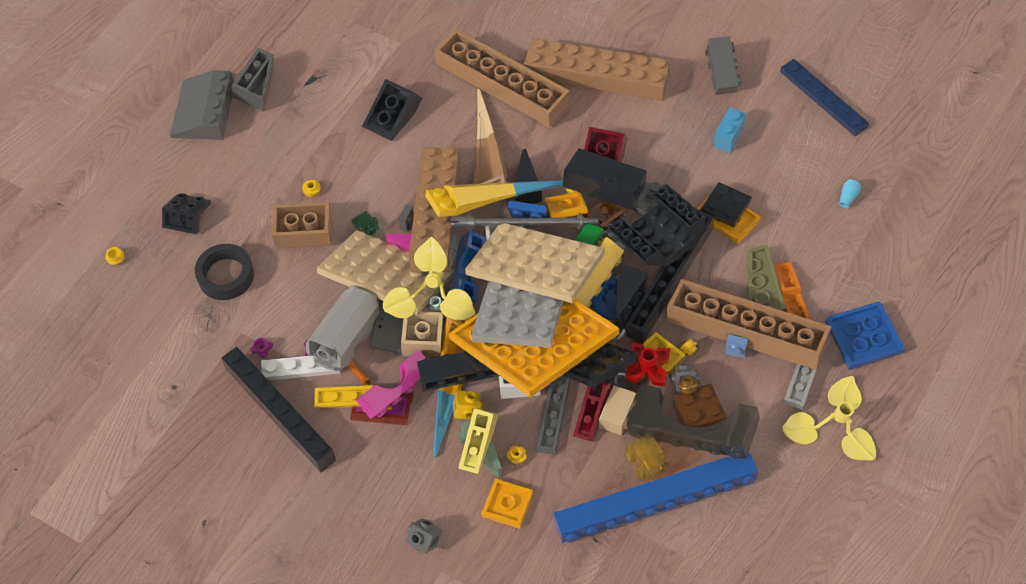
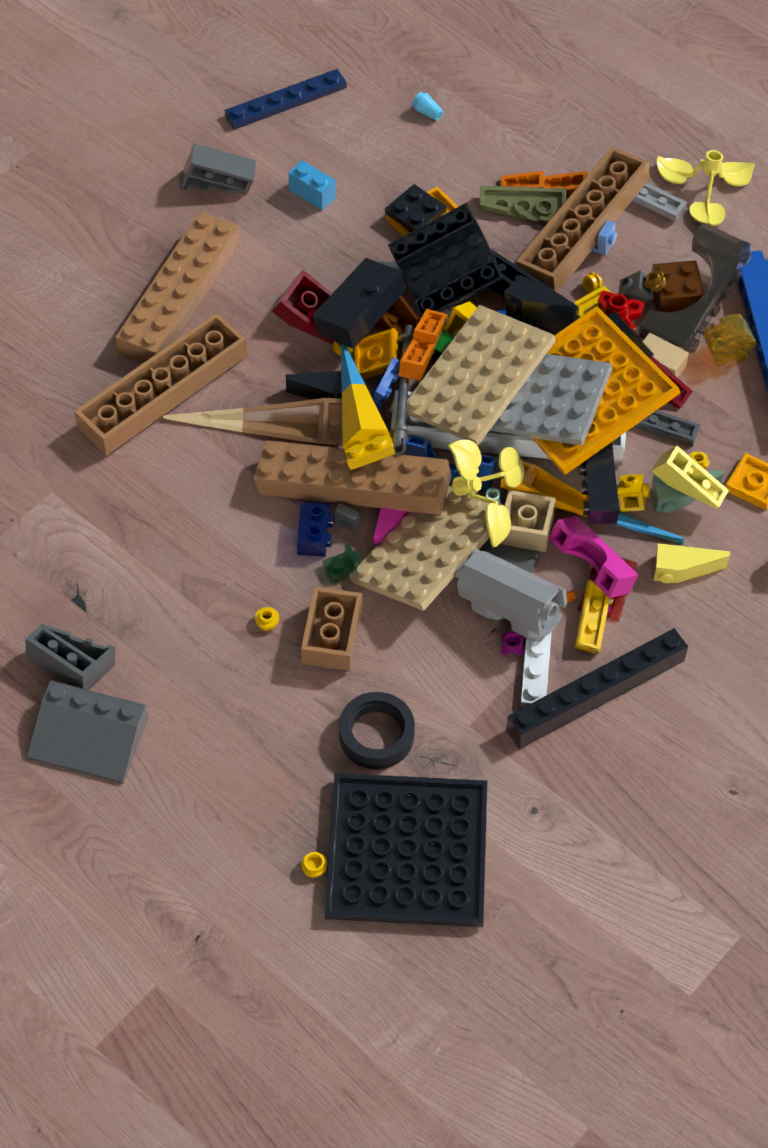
camera: 85 degrees left, 0 degrees up
(130, 310) = (407, 850): none -> black plate
(183, 213) = (267, 766): black bracket -> none
(261, 342) = (503, 695): magenta plate -> none
(391, 110) = (172, 511): black slope -> none
(391, 198) = (313, 529): none -> clear blue brick
(406, 452) = (683, 563): none -> light yellow slope
(576, 227) = (422, 345): none -> orange slope
(864, 335) = (606, 128): blue plate -> none

